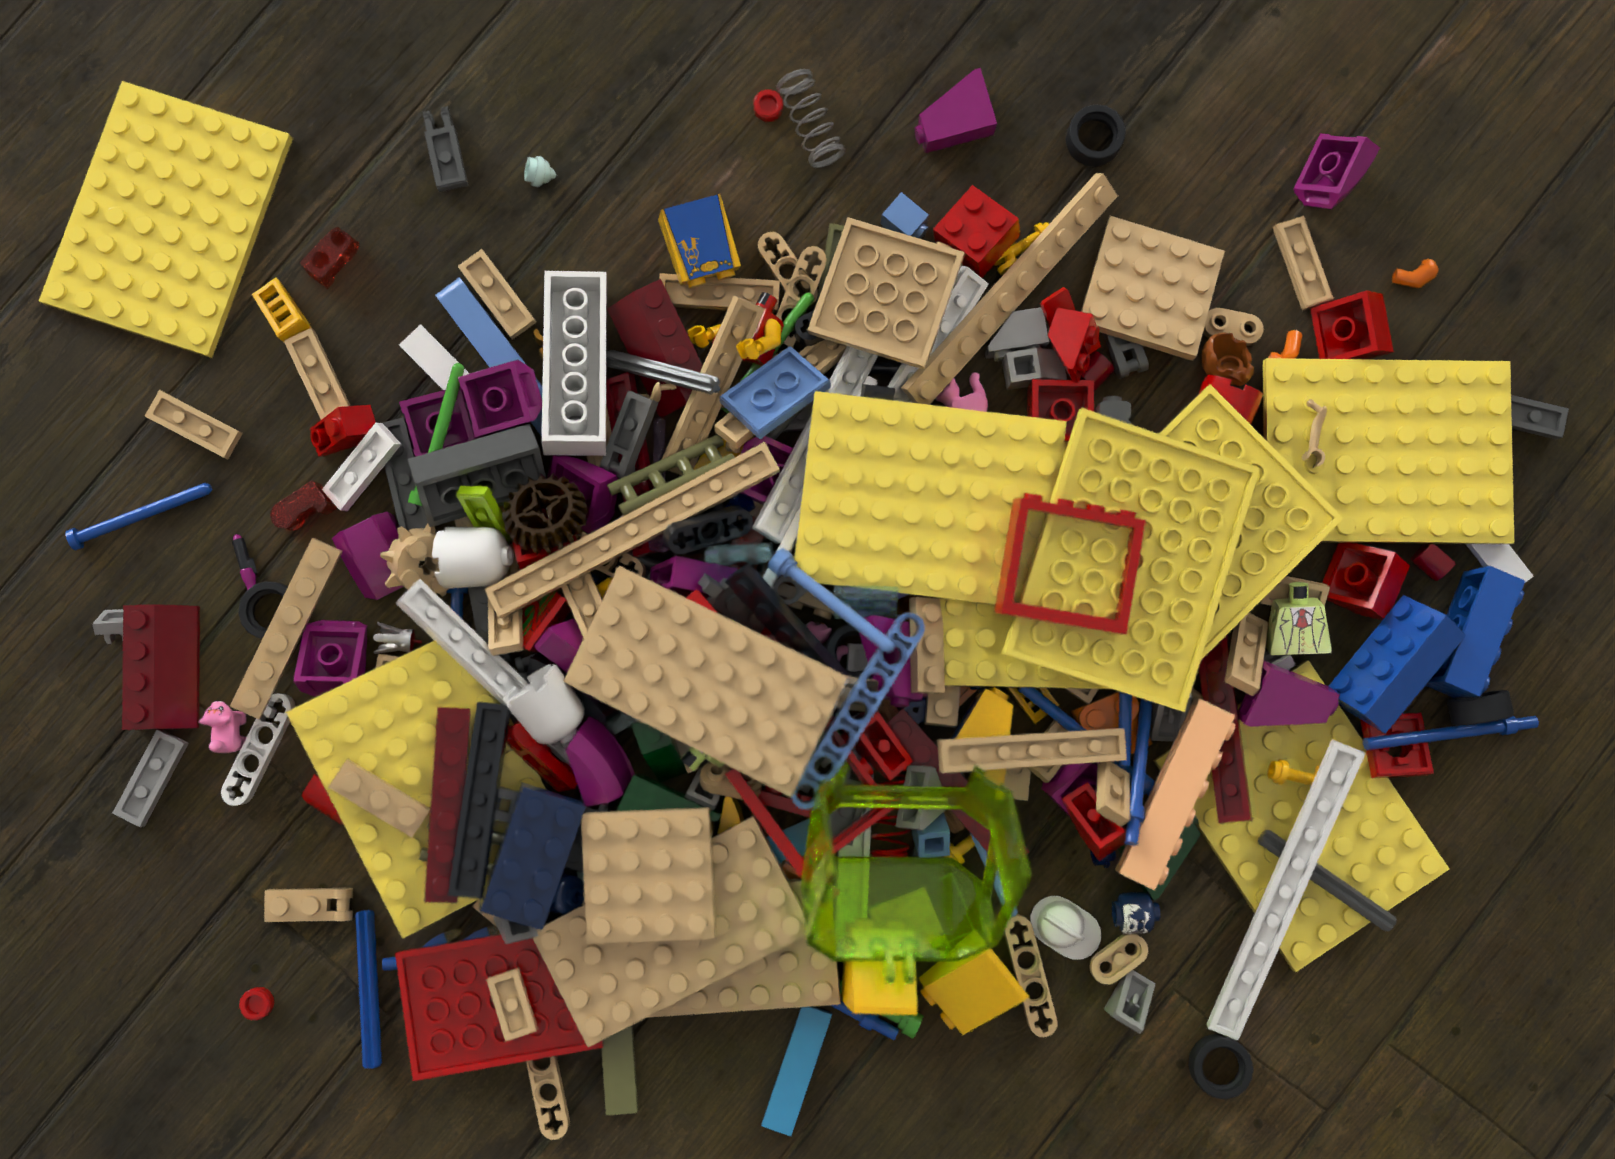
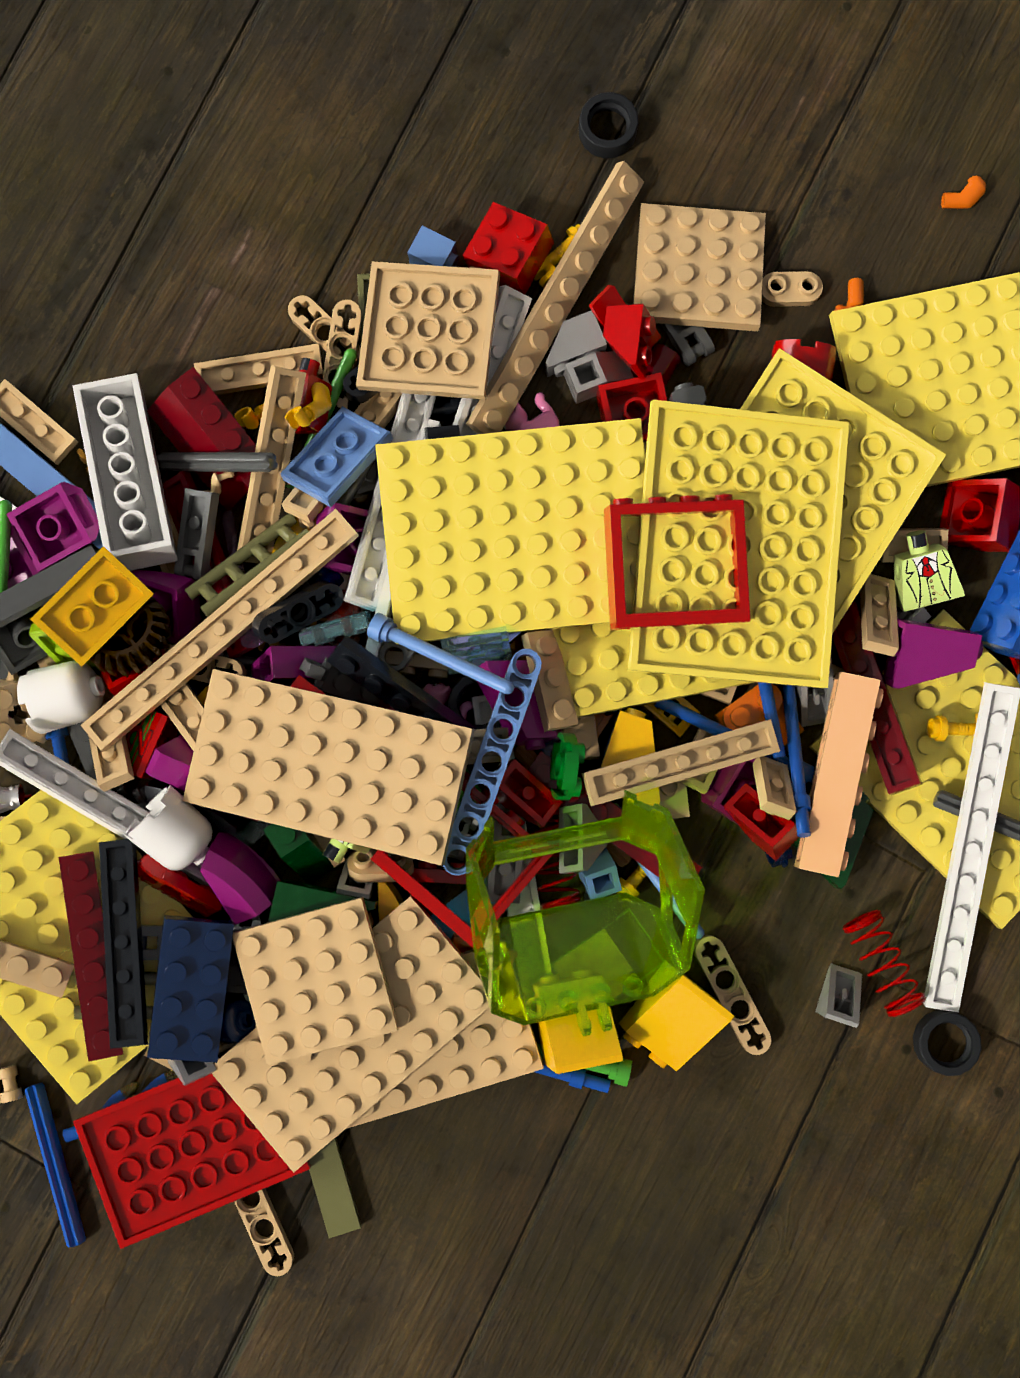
camera: 10 degrees left, 0 degrees up
(512, 1004) = (205, 1146): tan plate -> none
(520, 483) = (92, 606): none -> yellow plate
(538, 171) = (46, 287): light aqua plate -> none
(699, 241) = (226, 319): blue slope -> none
(768, 105) = (267, 168): red tile -> none
(796, 1069) = (515, 1146): dark azure tile -> none
(797, 89) = (292, 145): light grey piece -> none
(923, 729) = (565, 766): none -> green plate
(958, 115) = (463, 136): magenta slope -> none
(1065, 927) = (758, 937): white piece -> none
(1119, 960) = (819, 958): tan plate -> none
(1135, 912) = (825, 906): dark blue head -> none
(1174, 934) = (865, 920): none -> red piece
(1227, 358) = (793, 320): dark orange hair -> none
(1303, 263) = (848, 208): tan tile -> none
(1315, 433) = (898, 365): tan piece -> none
(1334, 169) = (858, 105): magenta slope -> none
(1352, 327) = (912, 261): red slope -> none

